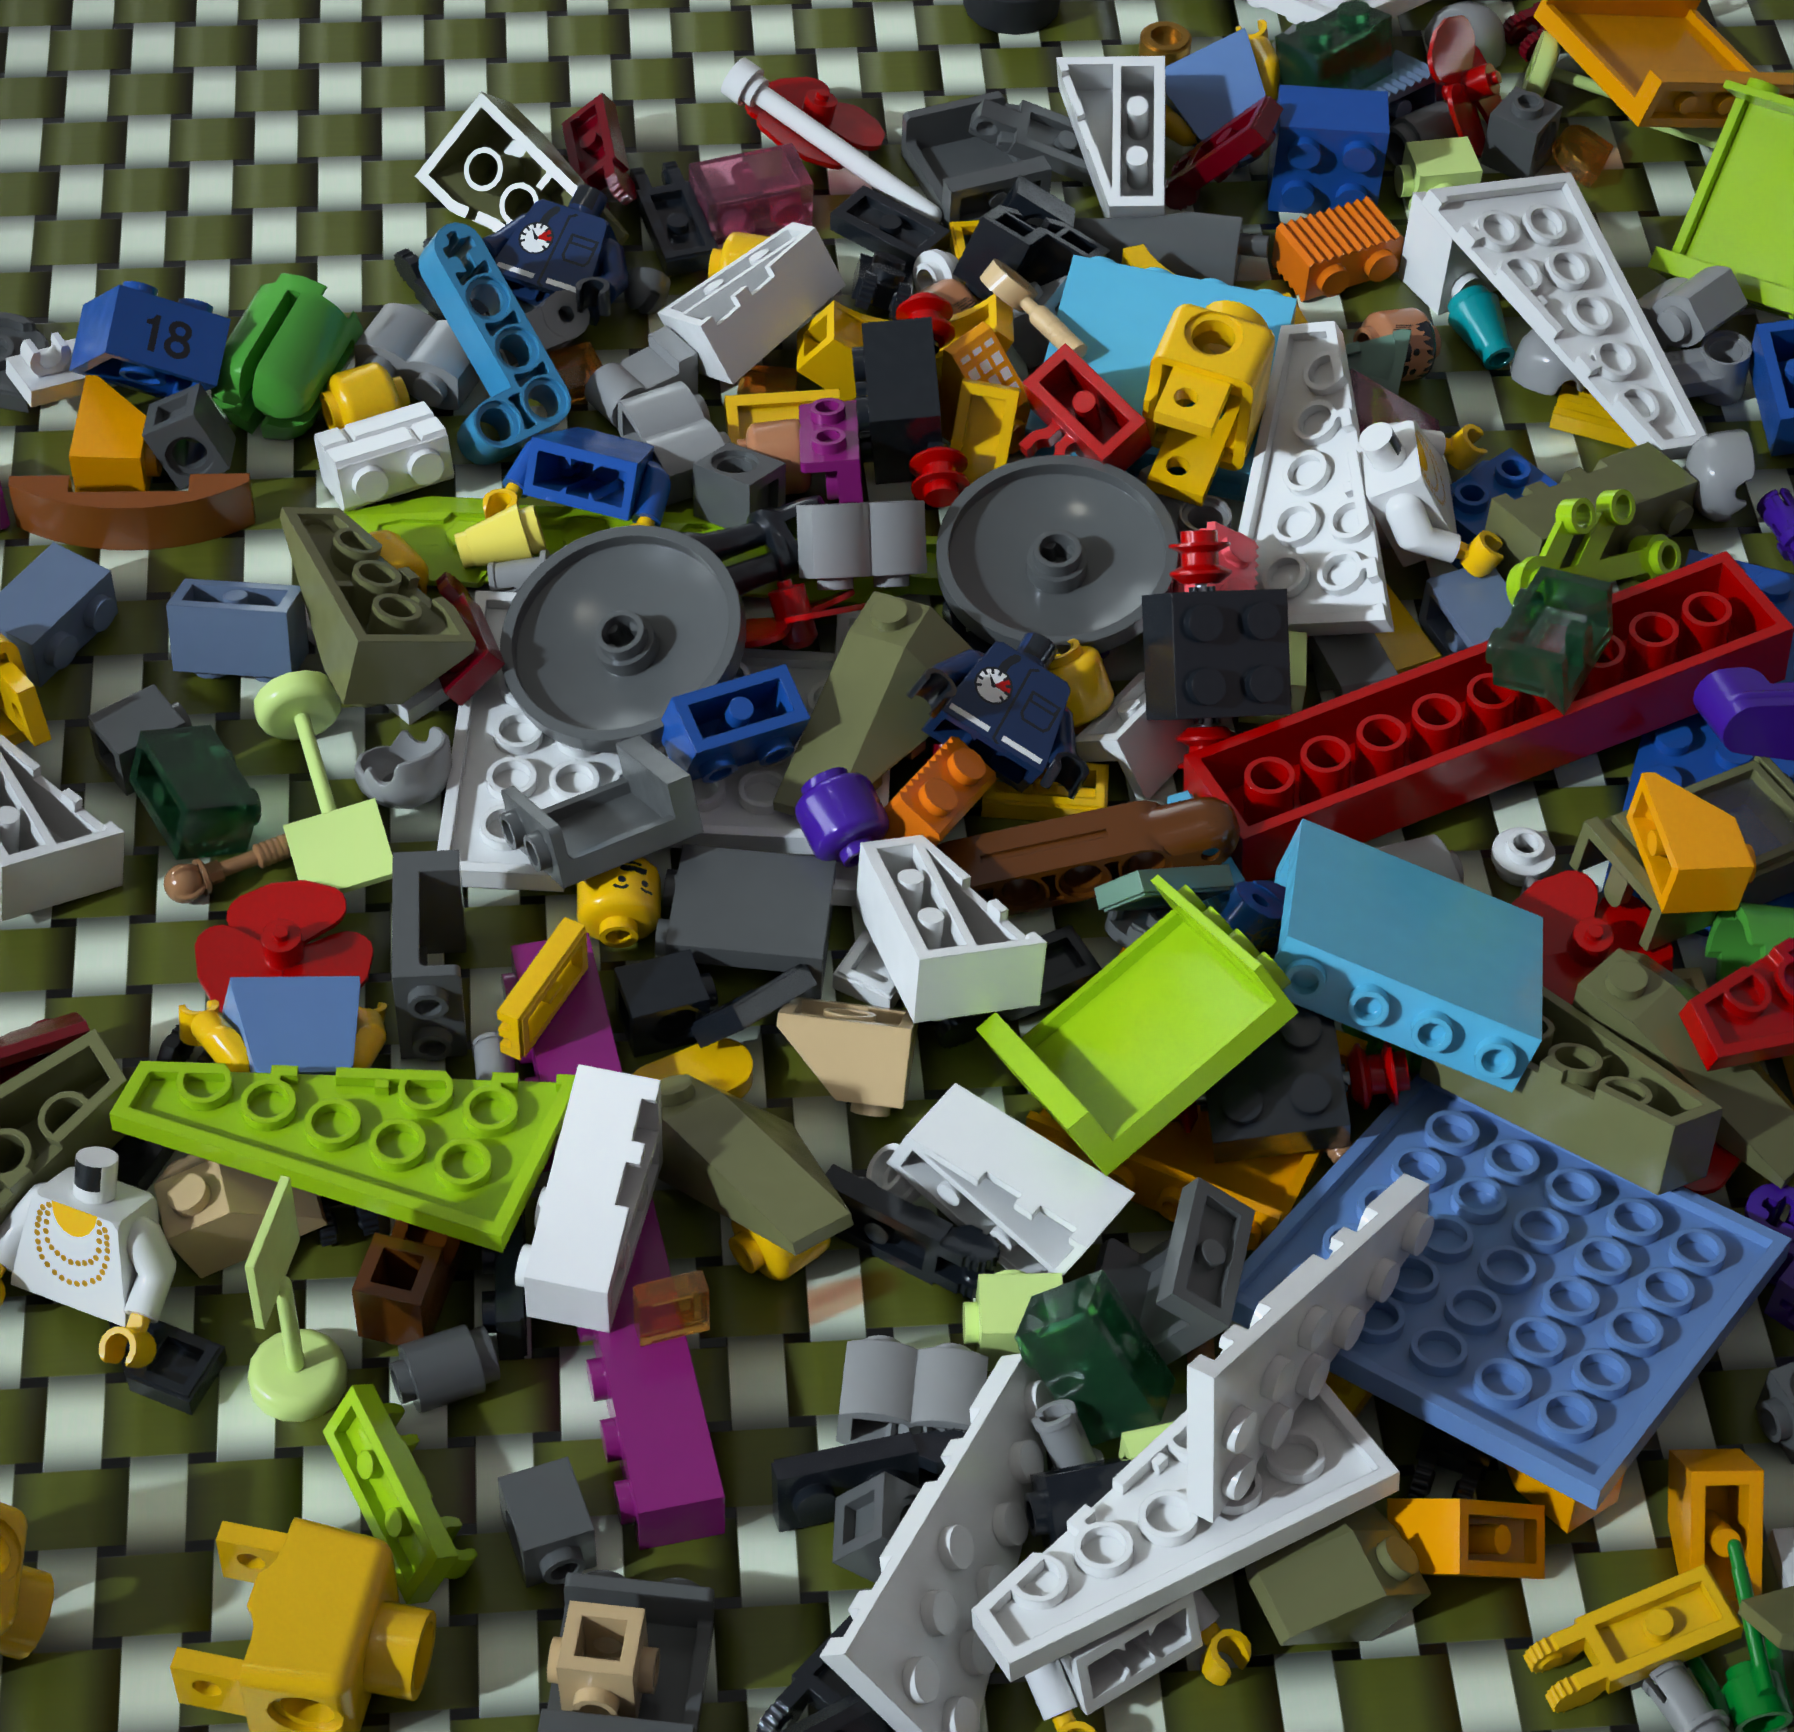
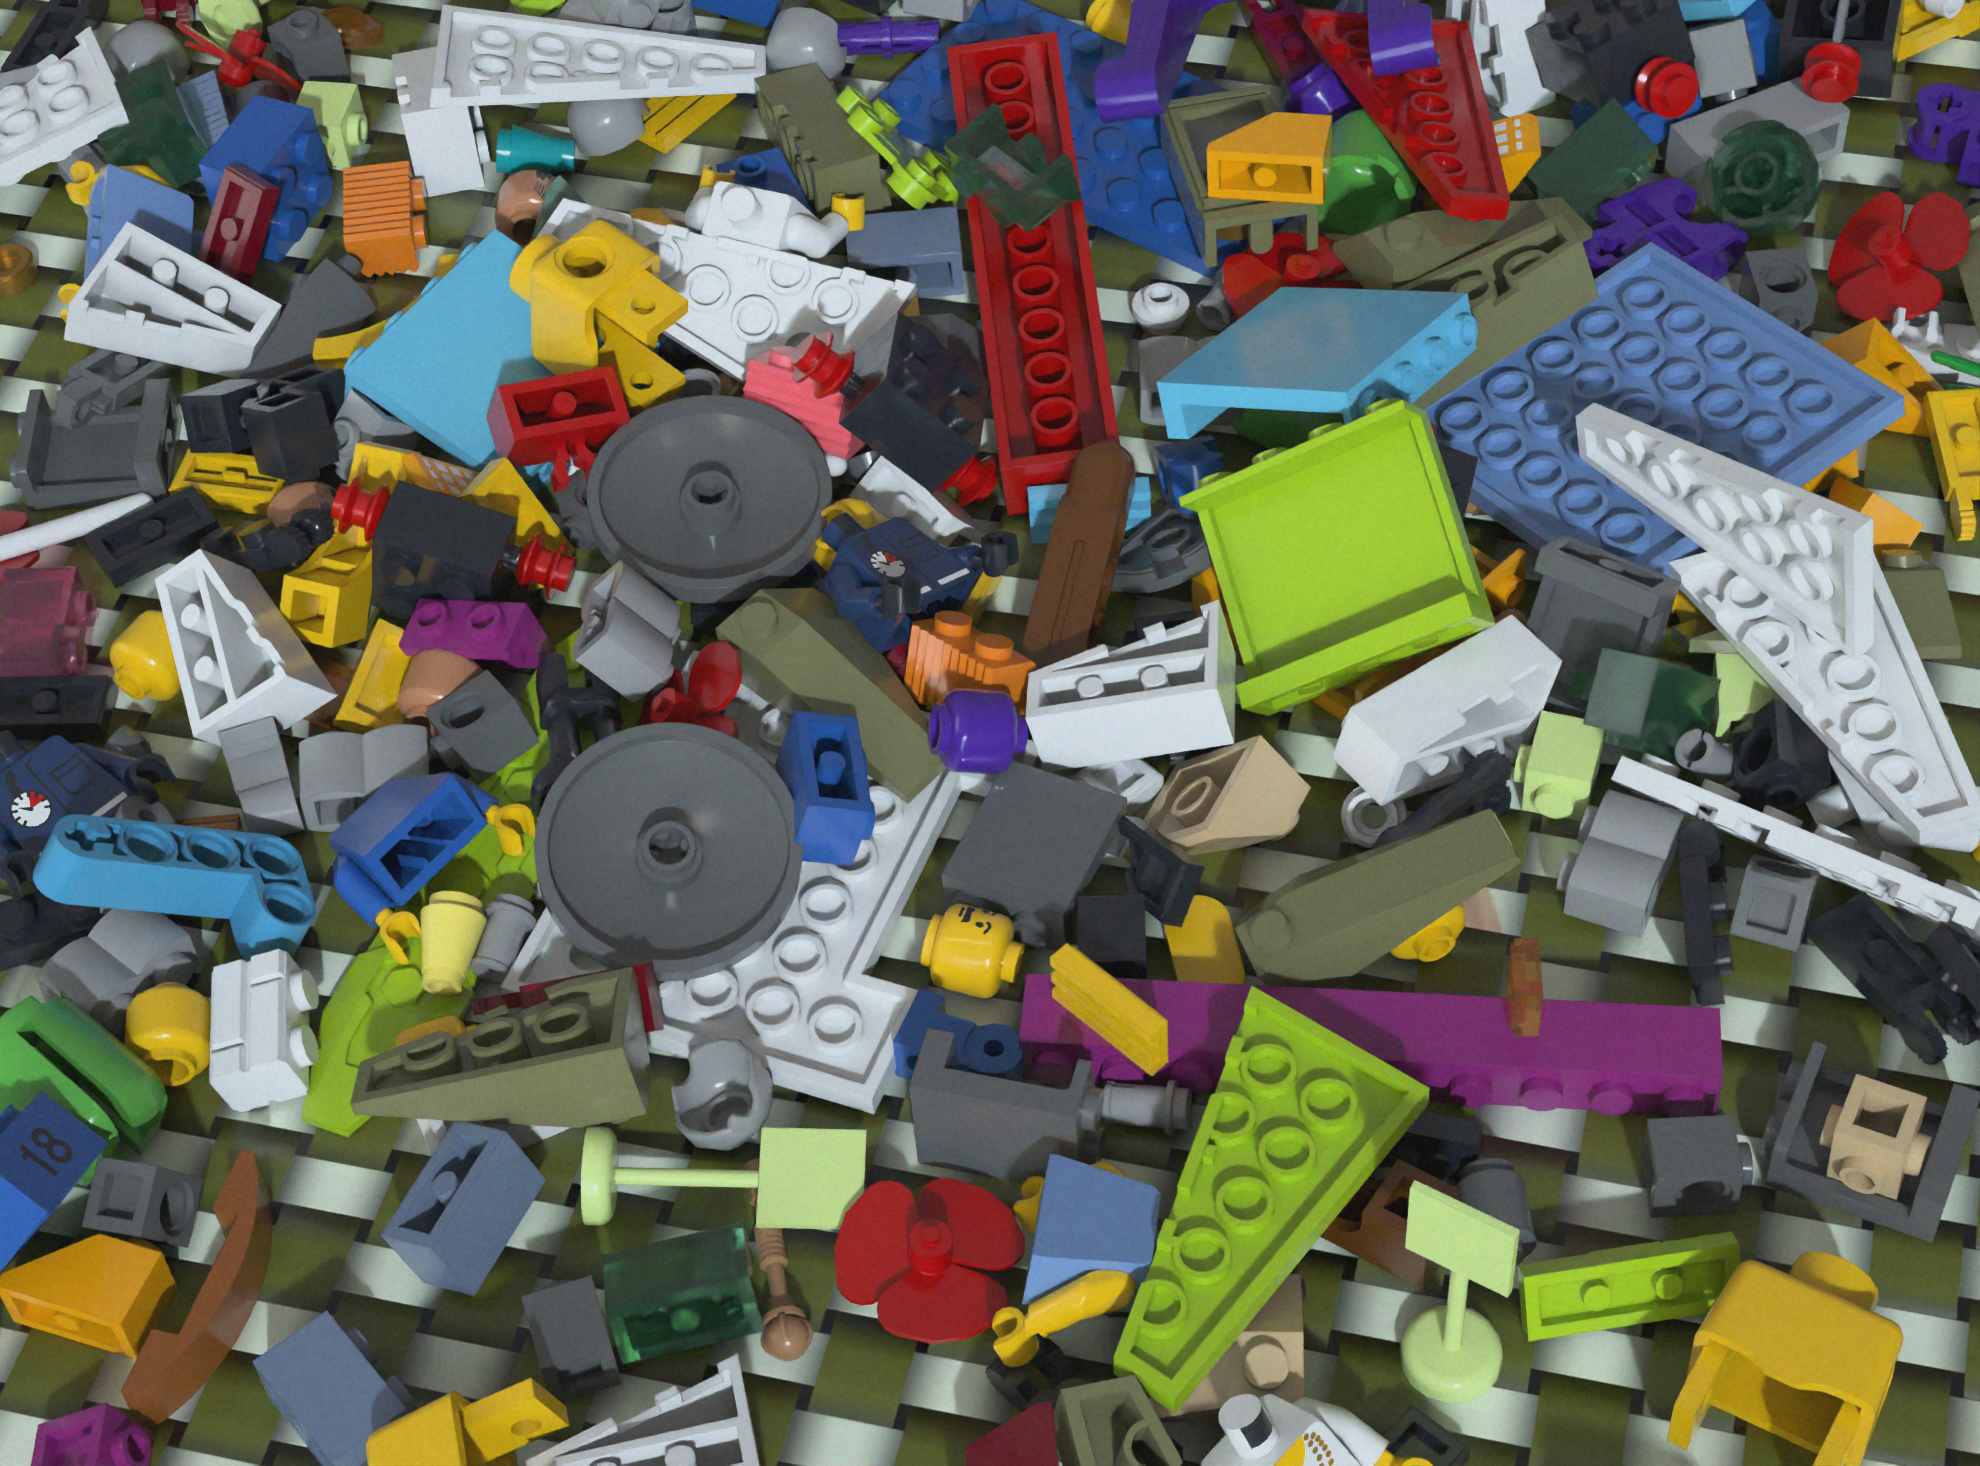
camera: 65 degrees left, 0 degrees up
(509, 903) = (980, 1049): none -> blue leg
(594, 1199) = (1401, 1011): white wedge -> none
(608, 824) = (899, 915): dark grey panel -> none
(933, 267) = (241, 501): white plate -> none
(1020, 295) = (405, 419): tan piece -> none
(1137, 891) = (1152, 525): sand green tile -> none

